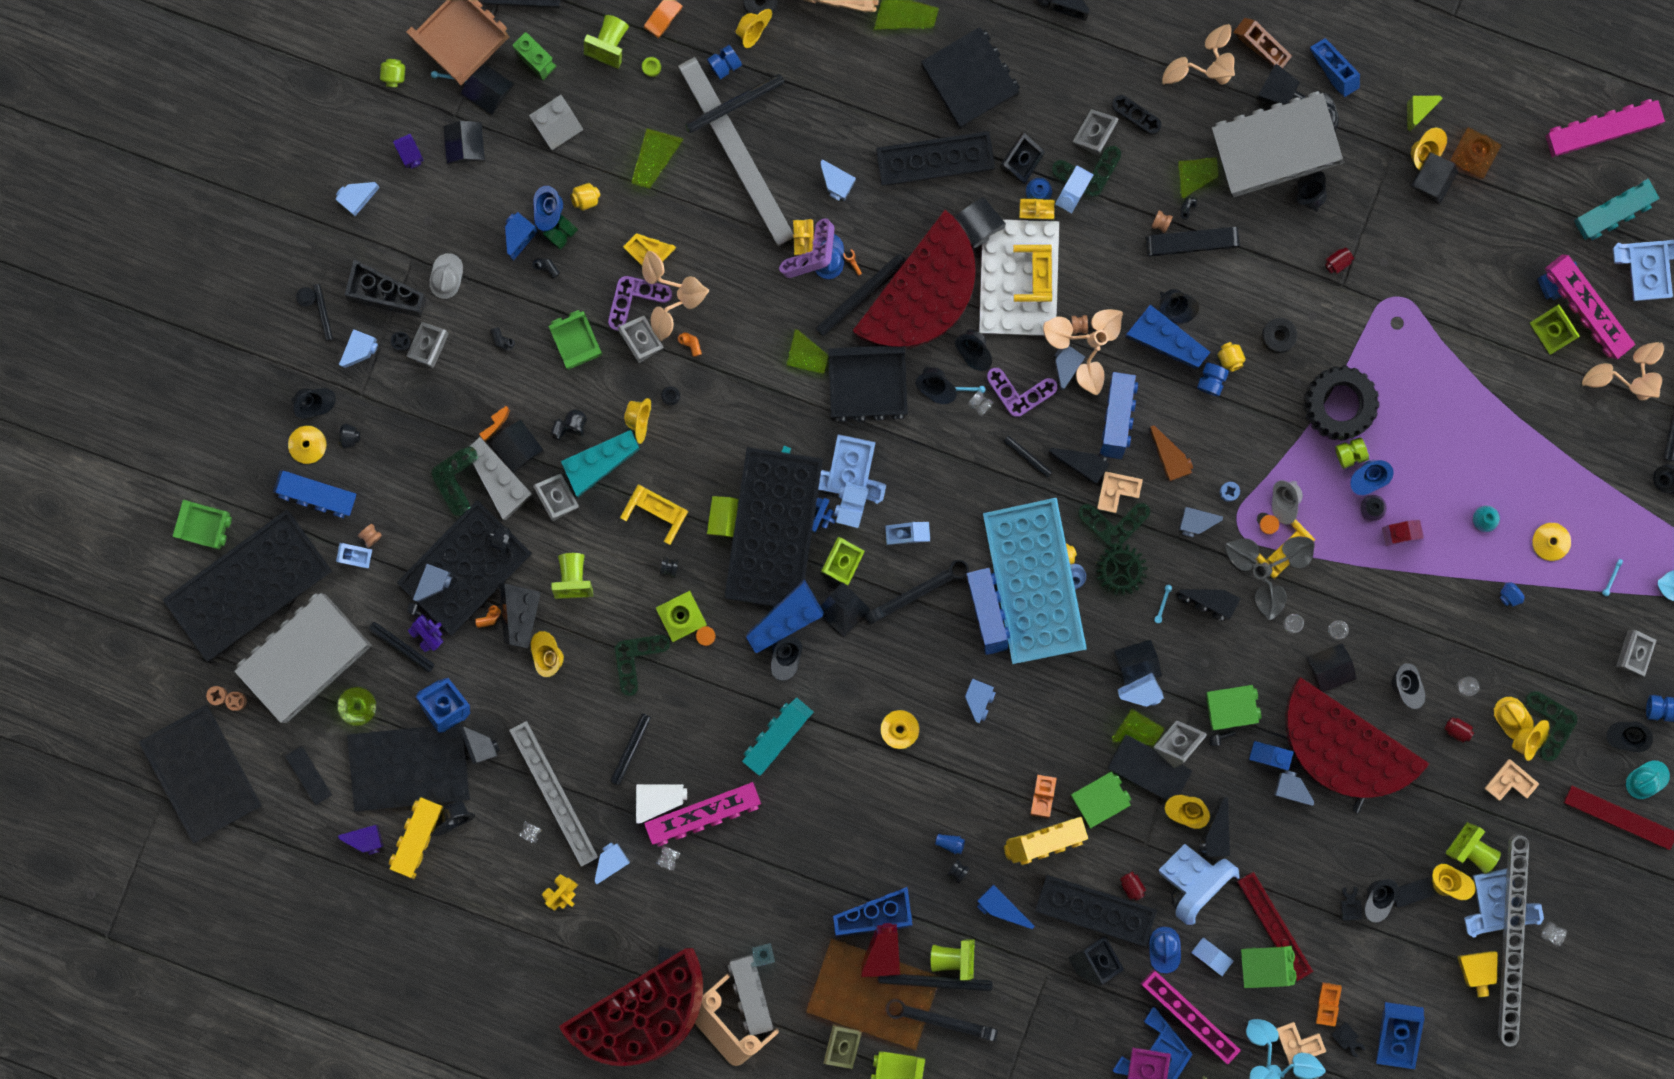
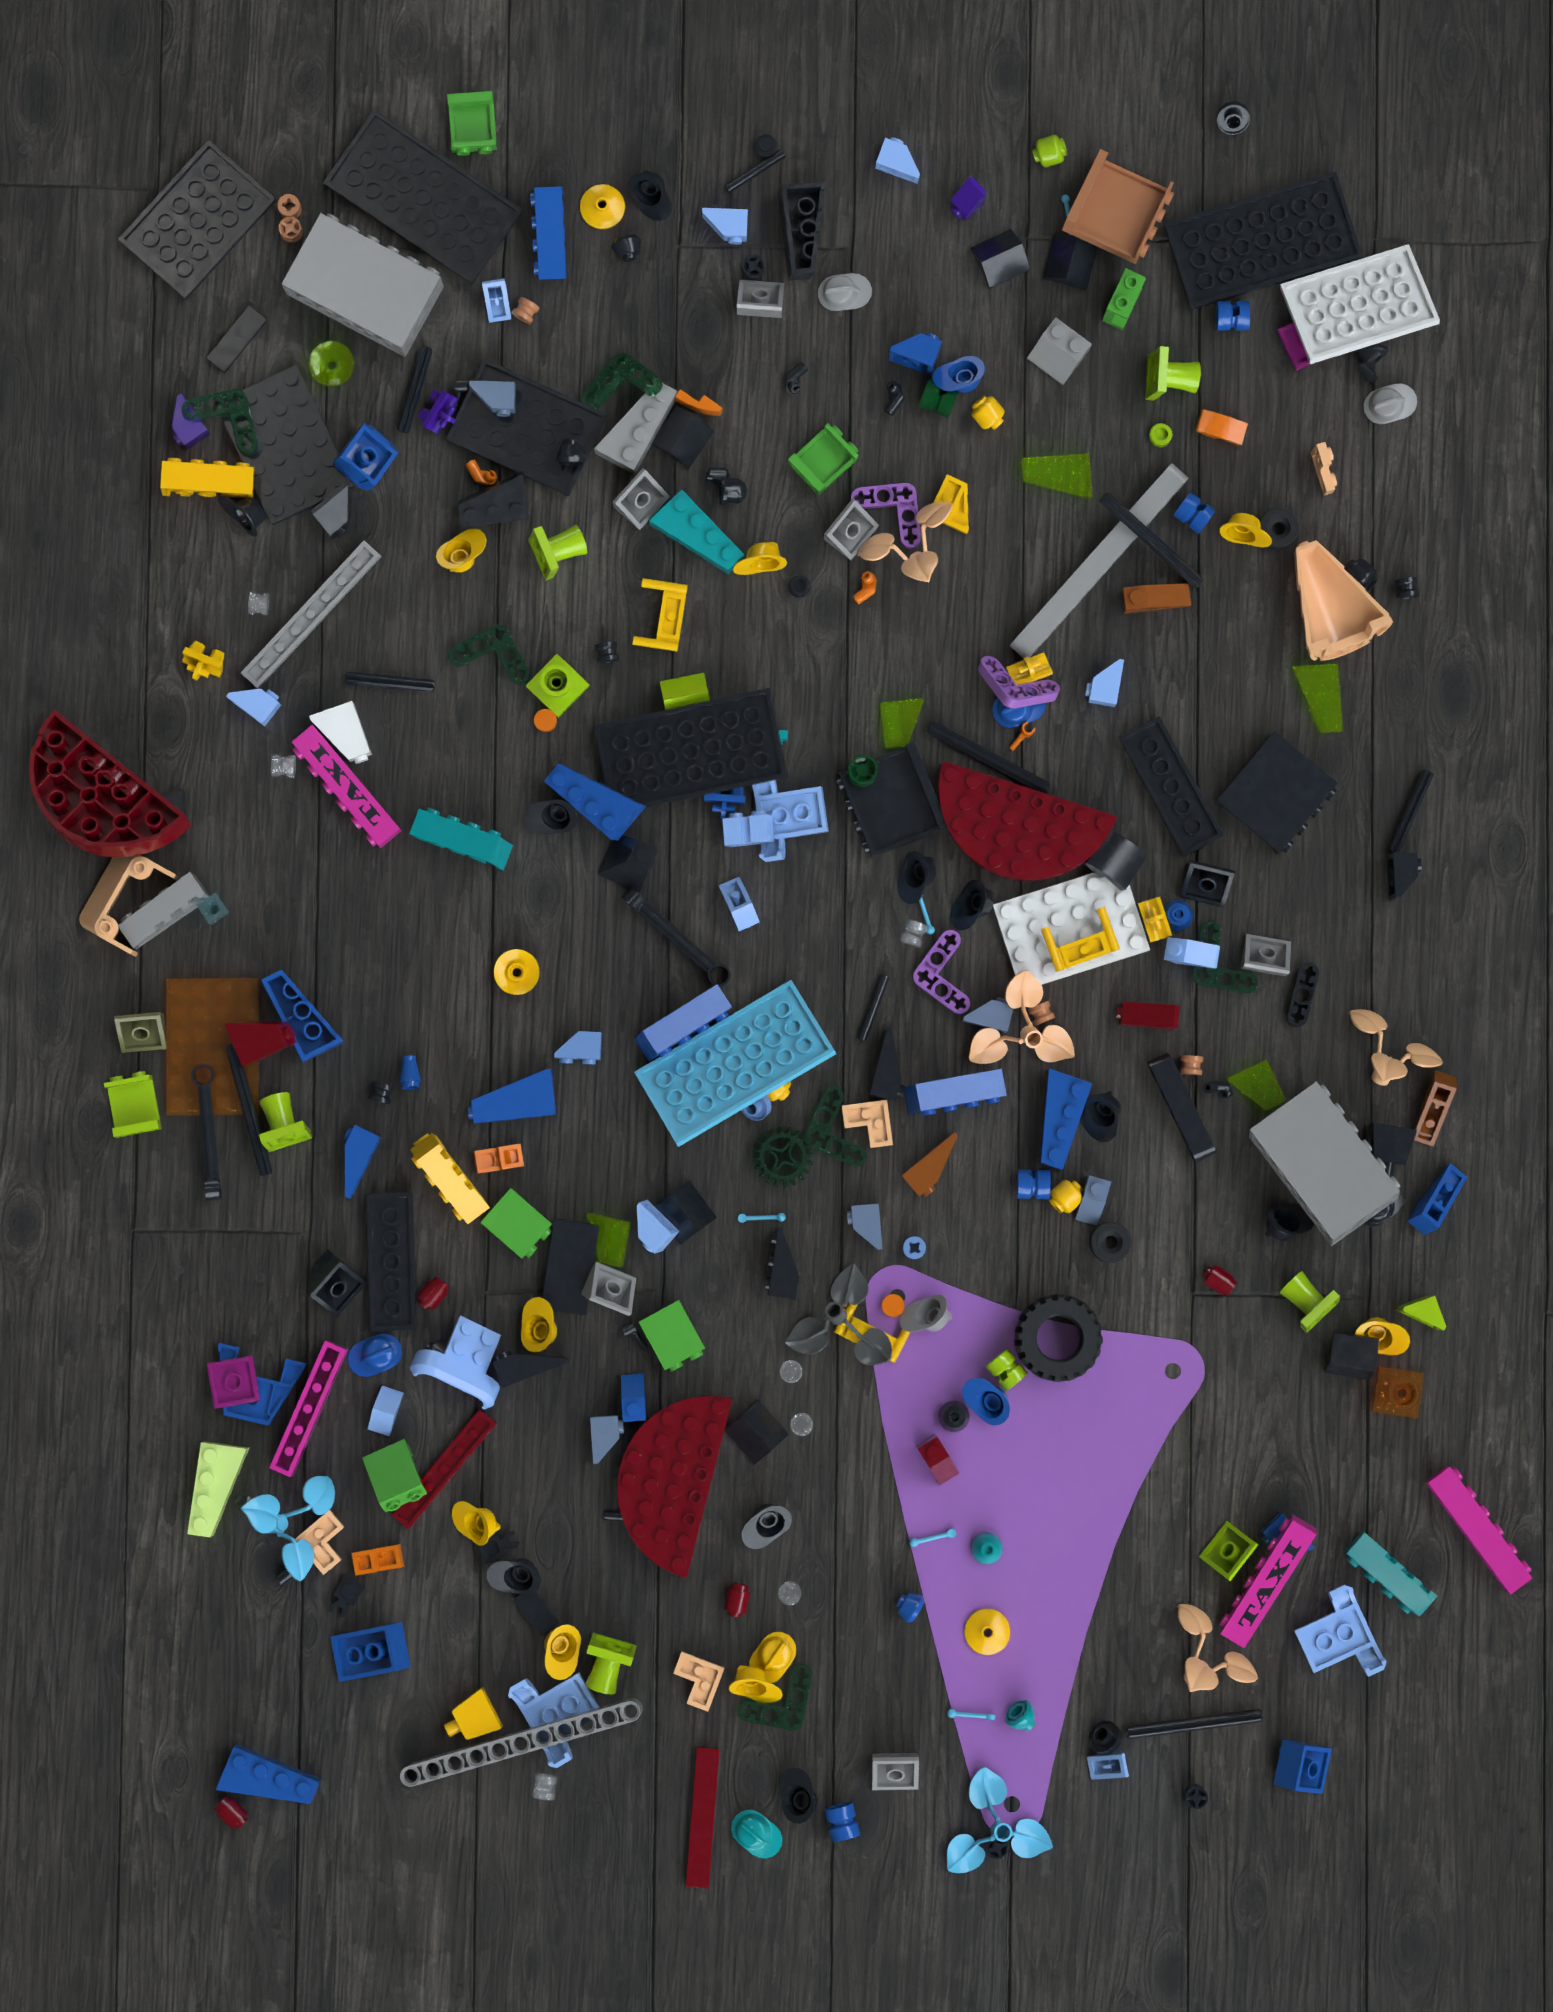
camera: 65 degrees right, 0 degrees up
(367, 798) = (233, 410): none -> clear green beam
(780, 117) = (1155, 597): none -> dark orange slope
(837, 397) = (862, 771): none -> dark green wheel
(842, 561) = (682, 842): lime slope -> none
(1003, 763) = (518, 1100): none -> blue slope
(1111, 241) = (1148, 1015): none -> dark red slope
(1242, 336) = (1093, 1200): none -> sand blue slope
(1326, 917) = (474, 1522): none -> yellow piece
(1380, 196) = (1309, 1300): none -> lime plant
(1464, 542) = (950, 1533): none -> medium azure hinge
(1627, 538) = (1020, 1715): none -> teal brick

